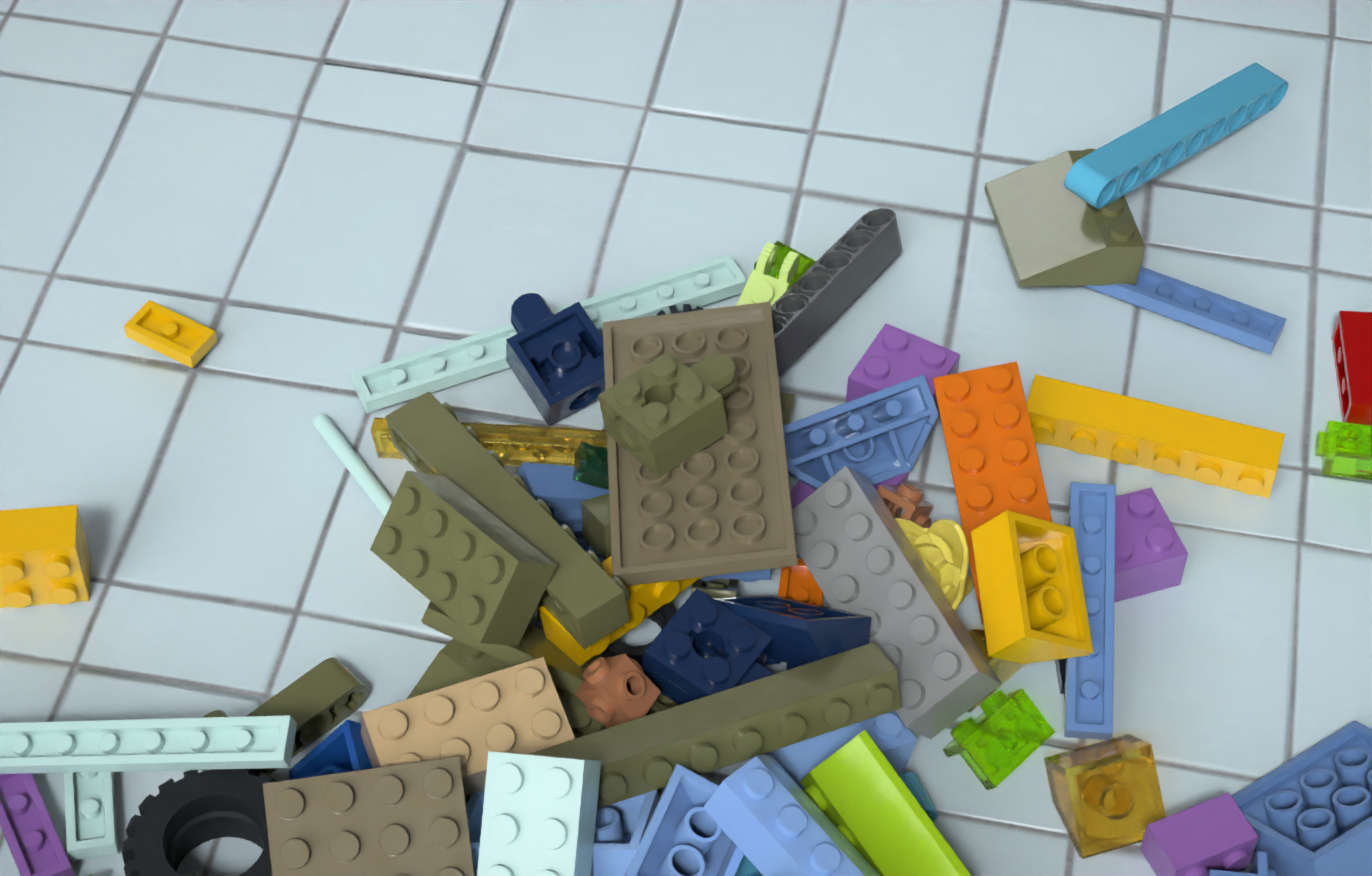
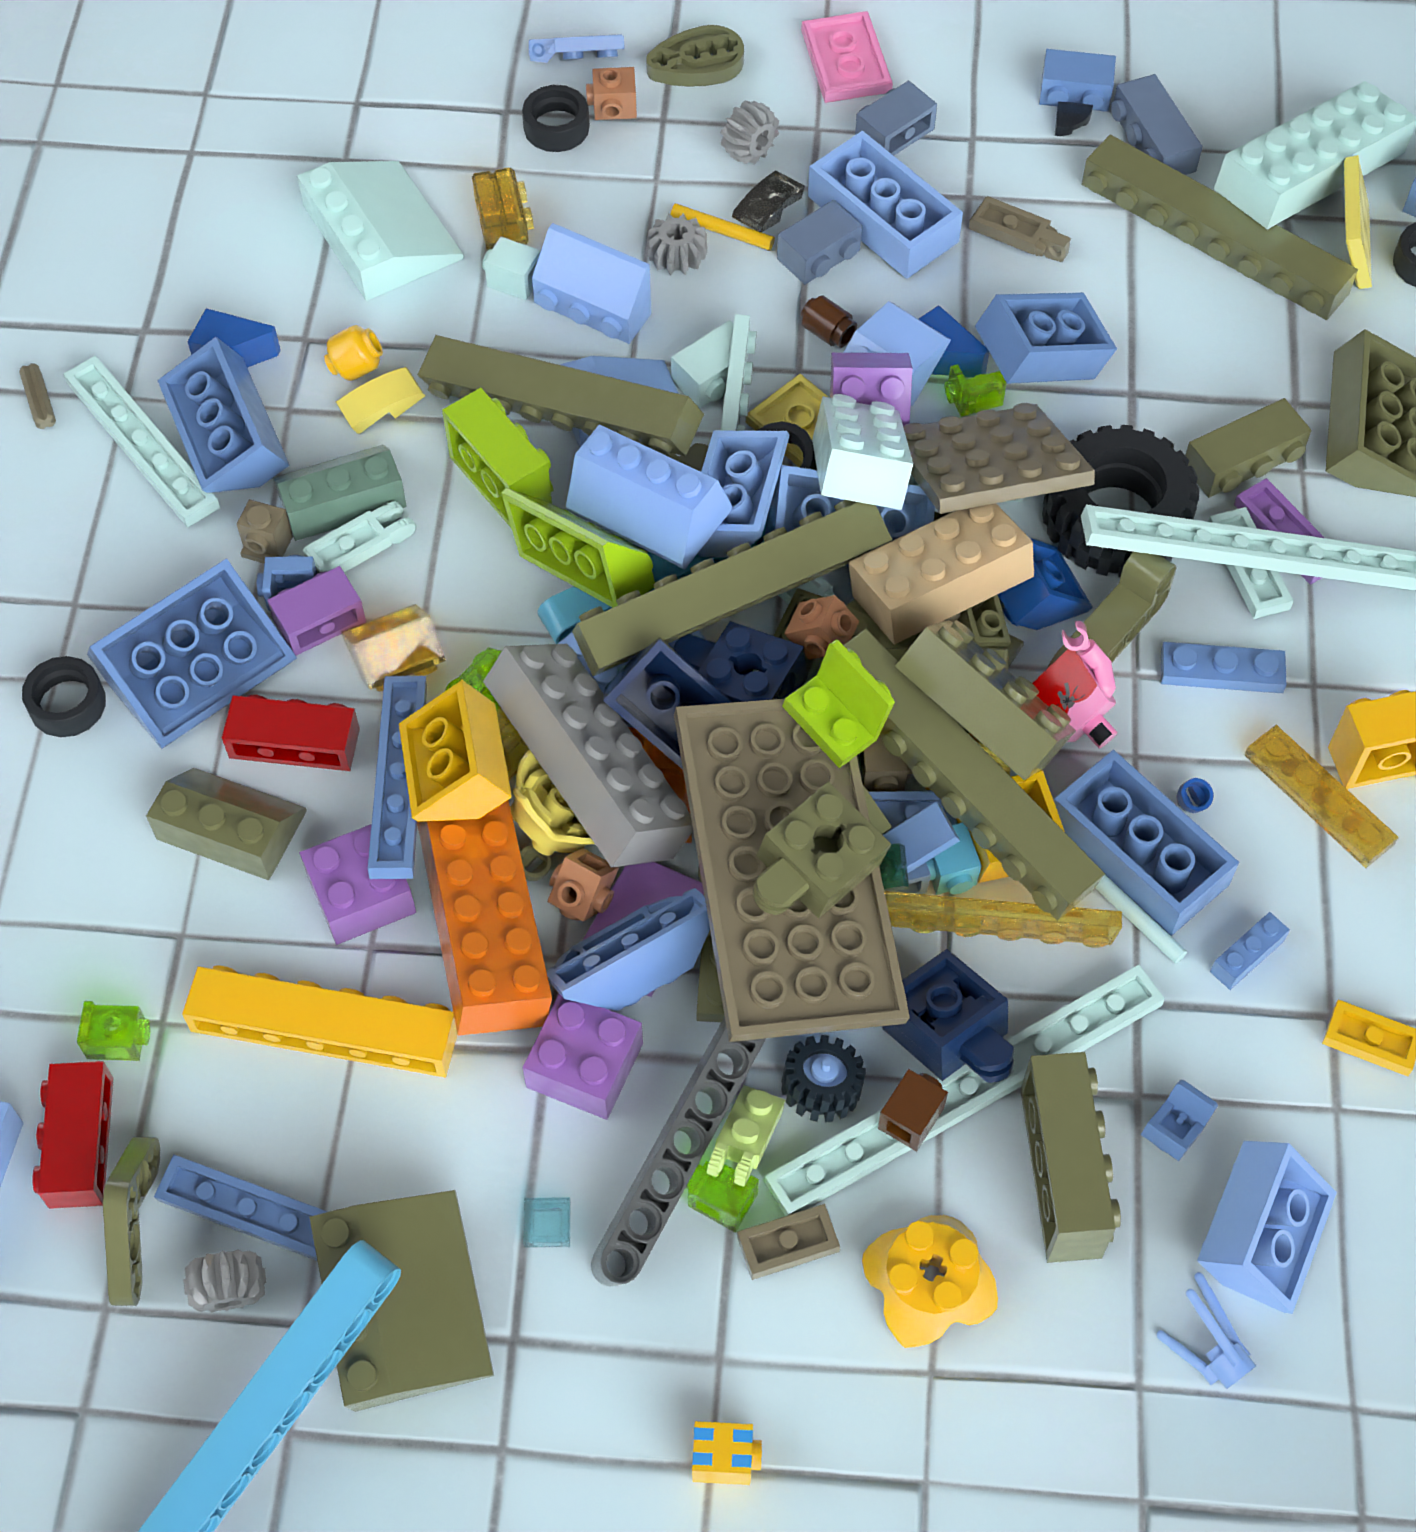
camera: 175 degrees right, 10 degrees up
(122, 548) = (1321, 796): none -> clear yellow plate
(166, 684) = (1223, 667): none -> medium blue plate
(253, 414) = (1249, 950): none -> medium blue piece
(253, 548) = (1200, 793): none -> blue hinge
(321, 493) = (1144, 842): none -> medium blue brick
(326, 213) = (1267, 1224): none -> light blue slope
(361, 637) = (1082, 687): none -> torso
(374, 286) = (1180, 1120): none -> medium blue bracket
(392, 141) = (1230, 1357): none -> light blue plant
(480, 251) = (1068, 1157): none -> olive brick
(610, 292) = (913, 1109): none -> reddish brown brick
(616, 204) = (923, 1309): none -> yellow brick
(623, 534) = (841, 705): none -> lime bracket
(739, 239) = (788, 1241): none -> dark tan plate
(802, 120) = (725, 1453): none -> yellow brick
(938, 281) = (547, 1222): none -> clear light blue tile
(1213, 246) = (224, 1281): none -> light grey gear
(1213, 706) = (291, 732): none -> red brick
(1270, 625) = (225, 821): none -> olive slope
(1305, 272) = (121, 1204): none -> olive beam

